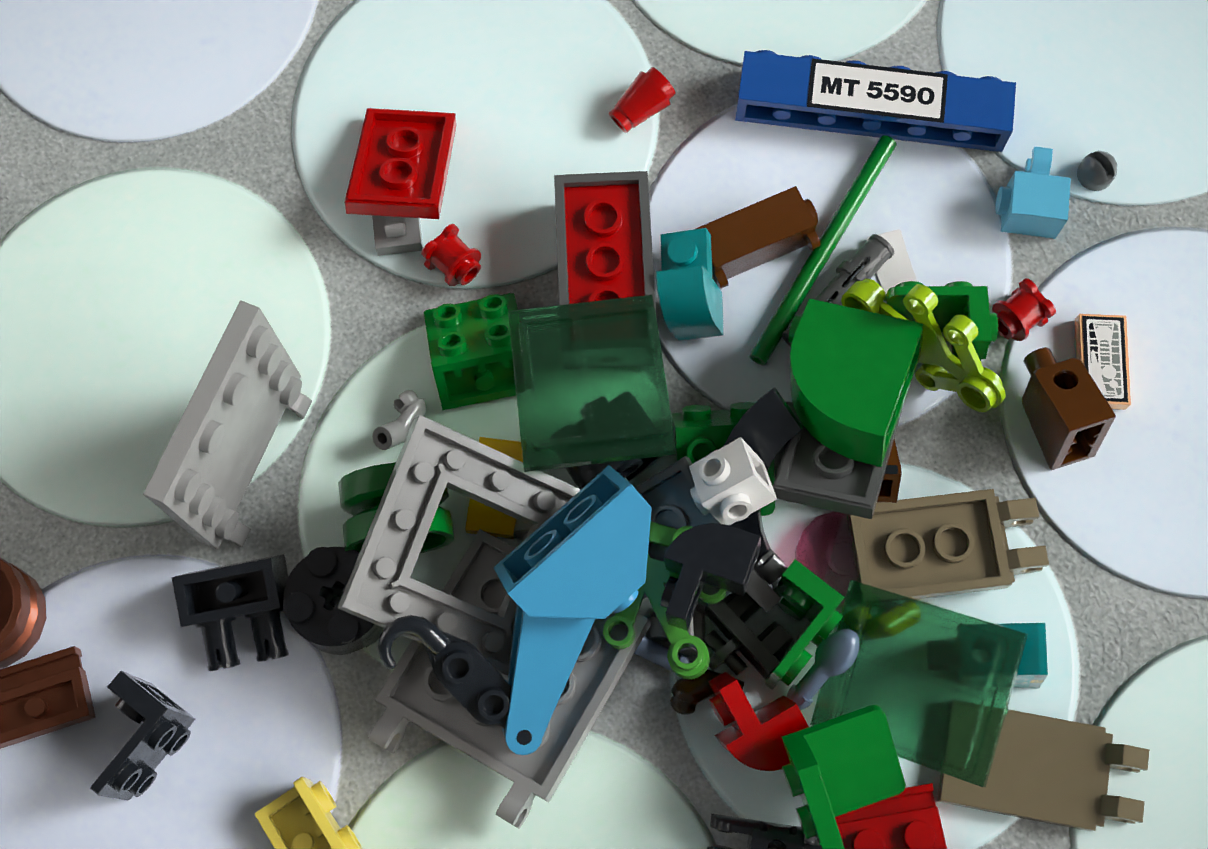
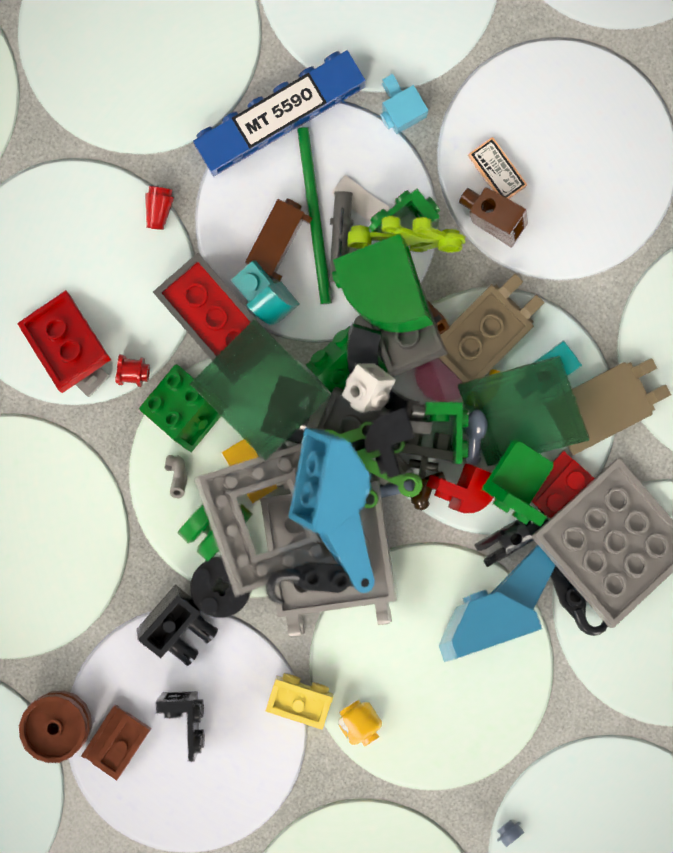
camera: 35 degrees left, 15 degrees up
(227, 430) = (111, 555): light grey plate -> none
(1022, 311) = (439, 177): red brick -> none
(1092, 171) = (421, 67): dark grey hinge -> none

